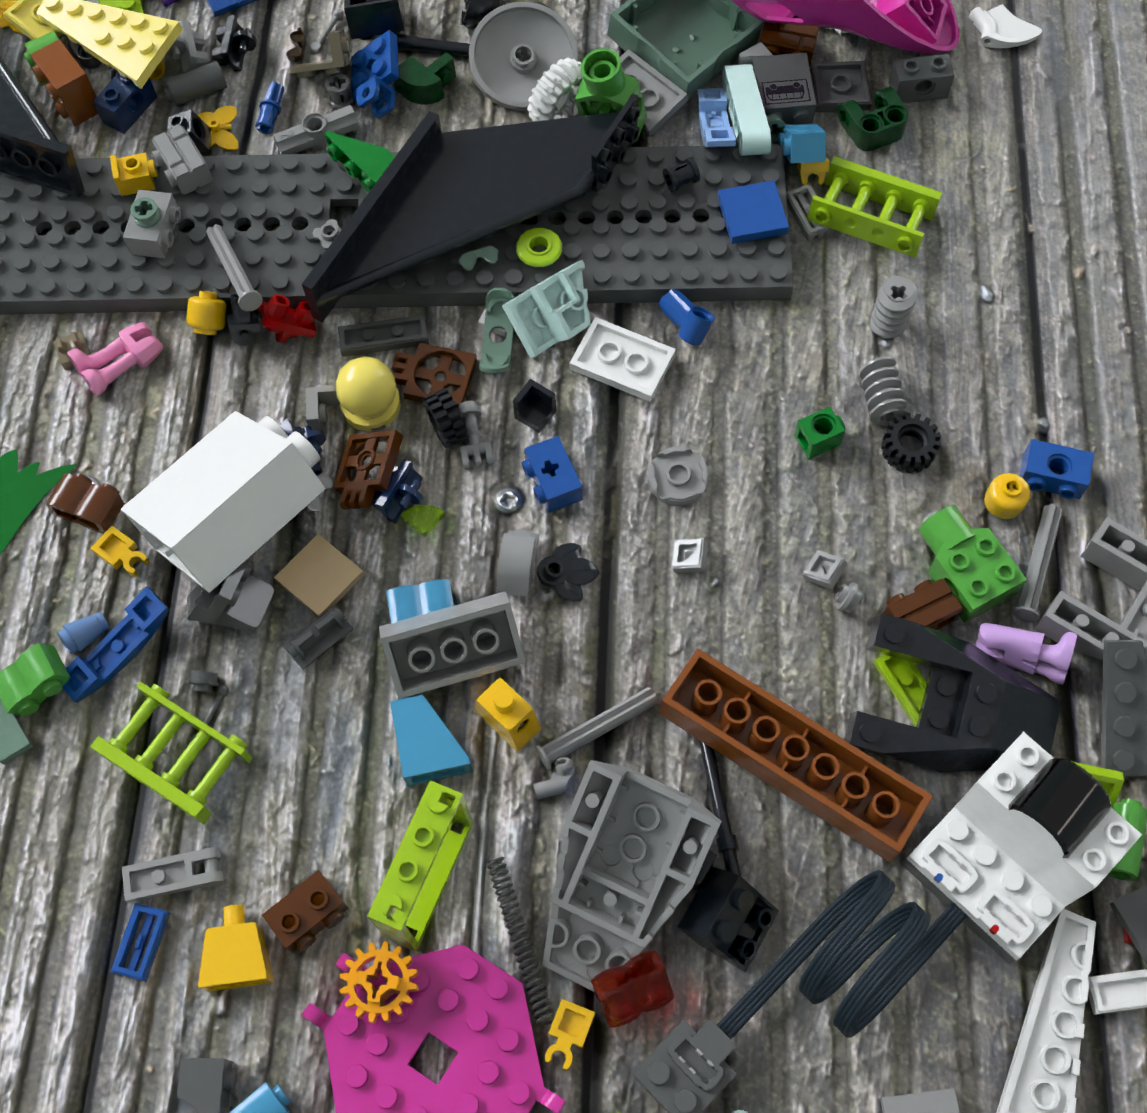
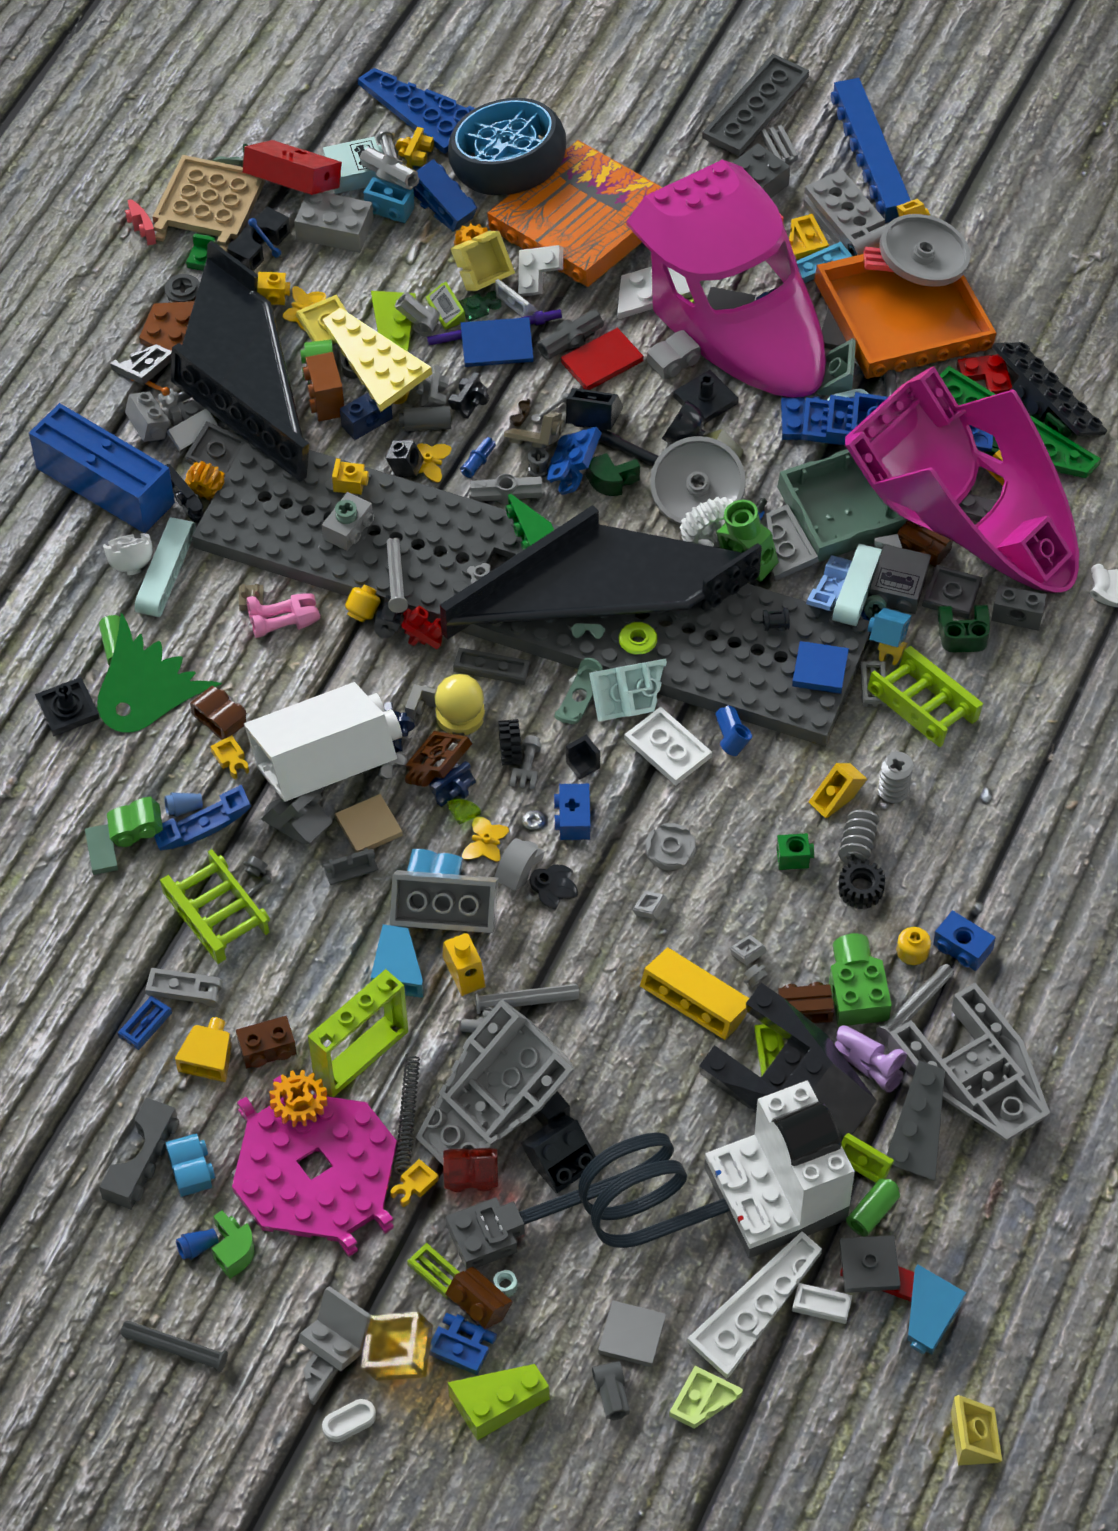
camera: 20 degrees right, 10 degrees down
(182, 160) = (390, 478): light grey brick -> none
(408, 370) = (501, 698): reddish brown piece -> none
(465, 545) = (486, 840): none -> yellow piece
(726, 842) = (584, 1105): black bar -> none
(793, 646) = (695, 993): none -> yellow brick
(795, 755) = (657, 1062): dark orange brick -> none
(831, 344) = (837, 789): none -> yellow slope

